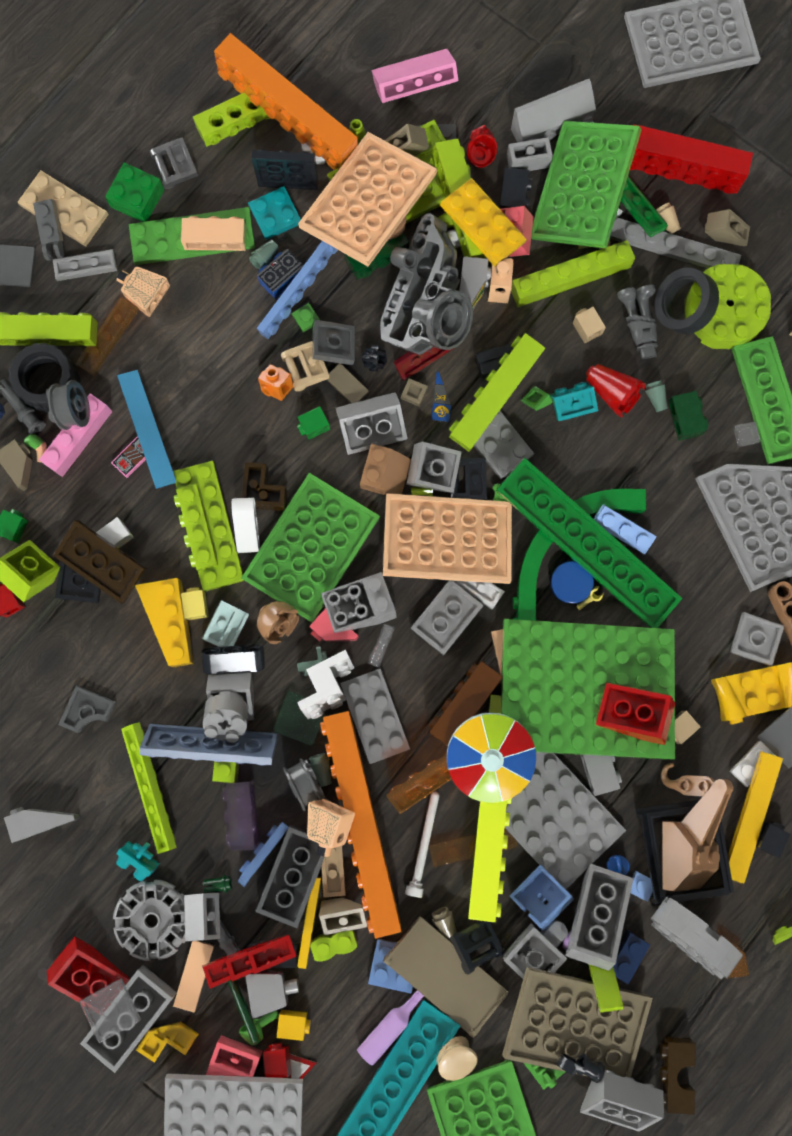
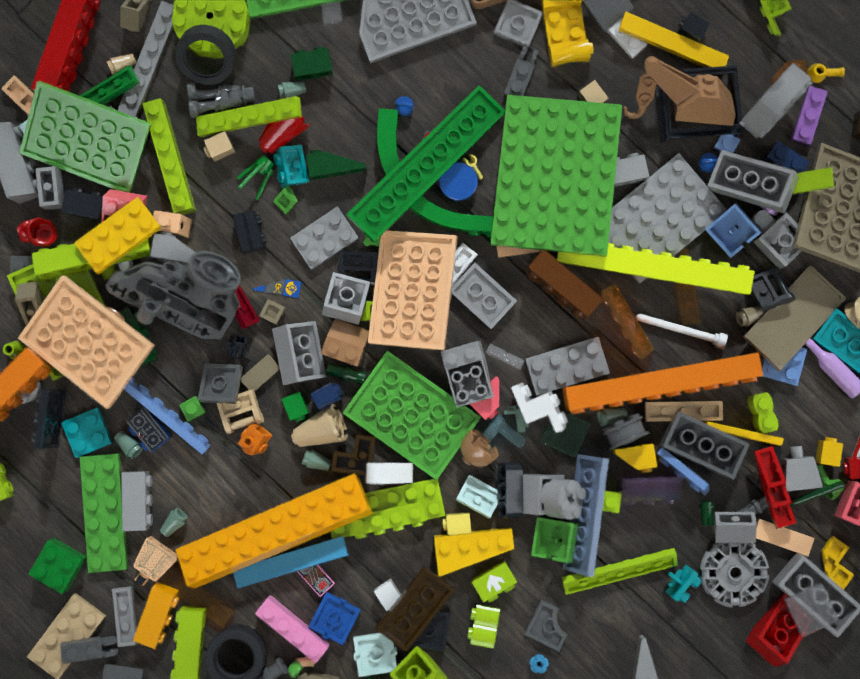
camera: 85 degrees left, 5 degrees up
(49, 523) = (374, 654): none -> light aqua plate
(50, 703) = (536, 659): none -> dark azure plate
(68, 405) = (269, 632): dark grey wheel -> none
(84, 640) = (484, 625): none -> lime brick
(86, 294) = (156, 615): none -> light orange brick
(88, 479) = (334, 618): none -> blue plate
(132, 648) = (494, 581): none -> lime brick
(178, 408) = (273, 531): none -> light orange brick
(179, 159) = (26, 521): flat silver plate -> none
(183, 704) = (548, 536): none -> bright green piece
(184, 306) = (173, 522): none -> sand green cone
(205, 266) = (136, 501): none -> light grey brick
(213, 233) = (106, 490): light nougat brick -> none
(256, 447) = (315, 460): none -> sand green cone
(277, 801) = (639, 457): none -> yellow slope
(291, 452) = (321, 428): none -> tan cone
(304, 644) = (498, 425): none -> clear light blue piece
(326, 453) = (327, 395): none -> dark blue brick
(328, 825) = (664, 410): light nougat torso -> none
(341, 915) = (740, 404): dark tan slope -> none
(352, 474) = (345, 373): none -> dark green pin
(491, 757) = (614, 264): dish -> none
(497, 391) = (280, 235): lime brick -> none
(571, 370) = (262, 166): none -> green plant
(577, 438) = (328, 165): none -> dark green slope
(623, 351) = (249, 116): none -> lime plate
(624, 529) = (413, 130): light blue plate -> none
(630, 115) = (19, 93): none -> light nougat slope
(636, 713) = (582, 134): red slope -> none
(651, 518) = (404, 106): none -> blue tile
(683, 983) = (809, 115): none -> medium lavender plate
(699, 645) = (521, 74): none -> dark grey hinge
(728, 991) = (817, 78): none -> yellow bar

